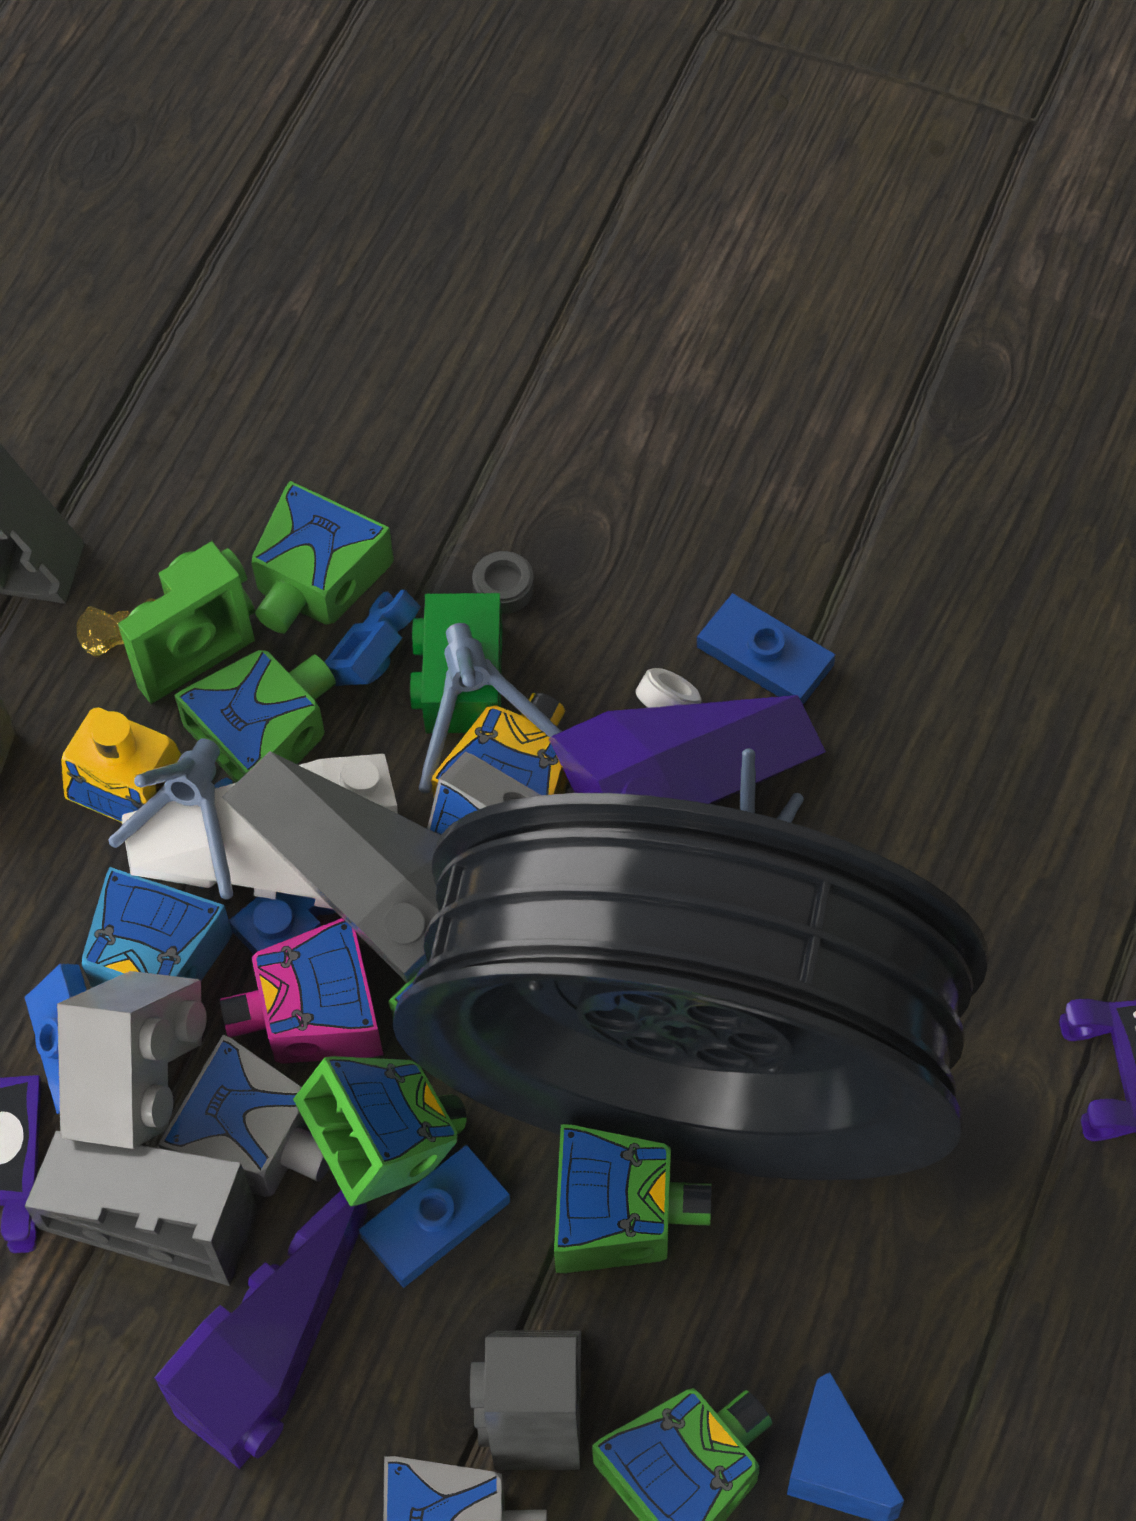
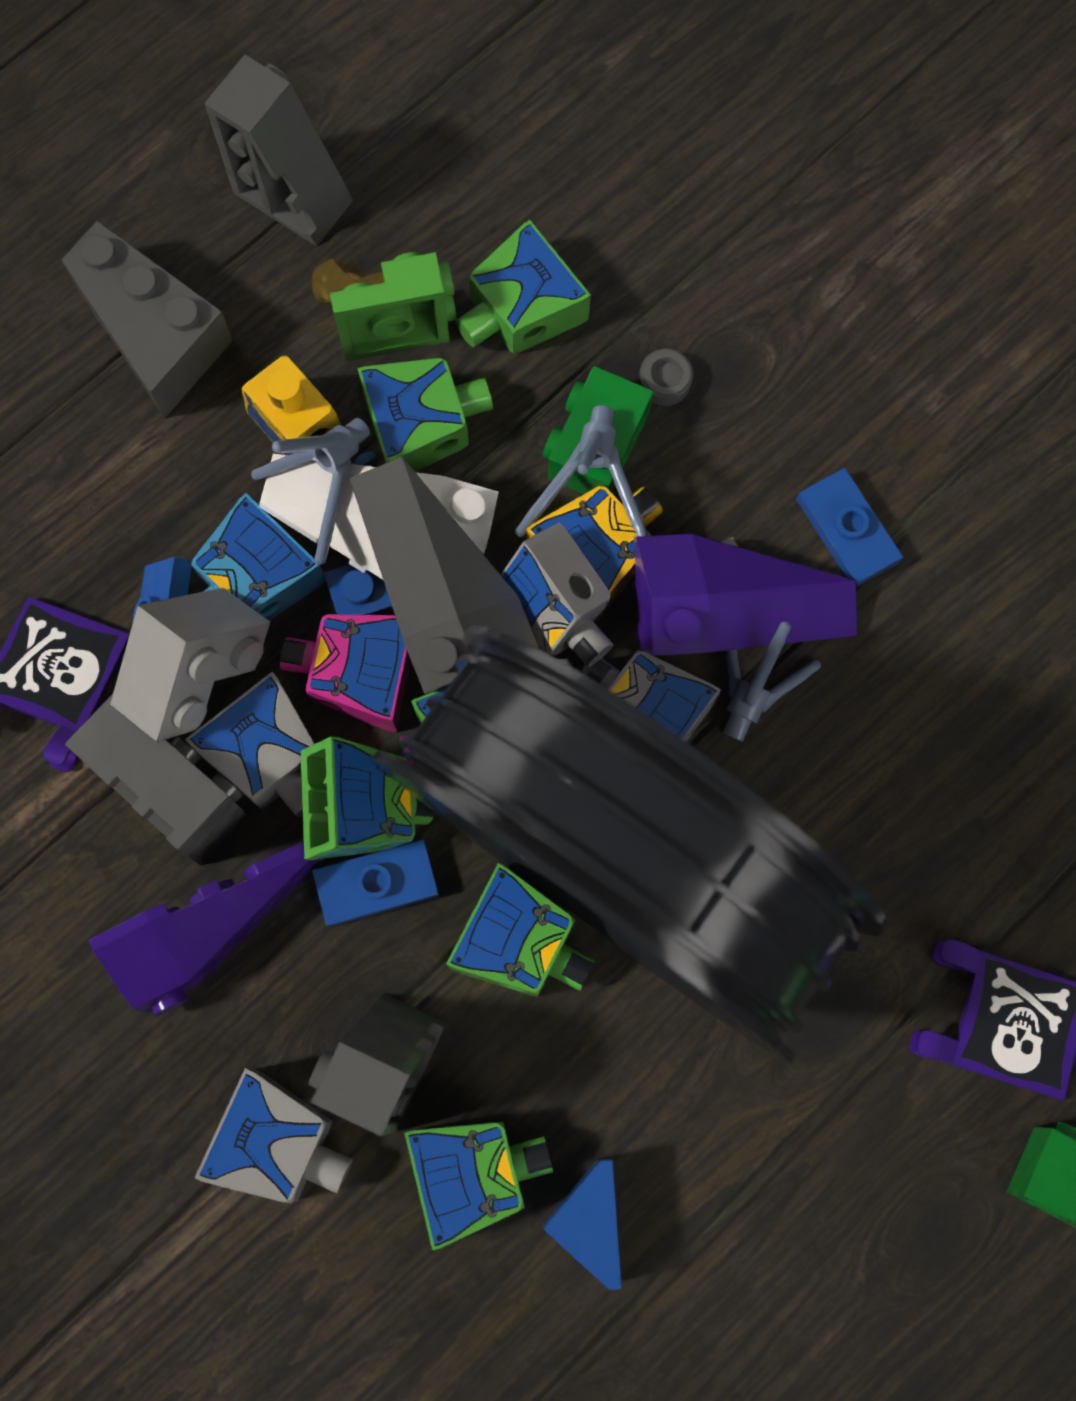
camera: 20 degrees right, 15 degrees up
(367, 645) = (531, 387): blue plate -> none
(666, 688) = (751, 531): white tile -> none

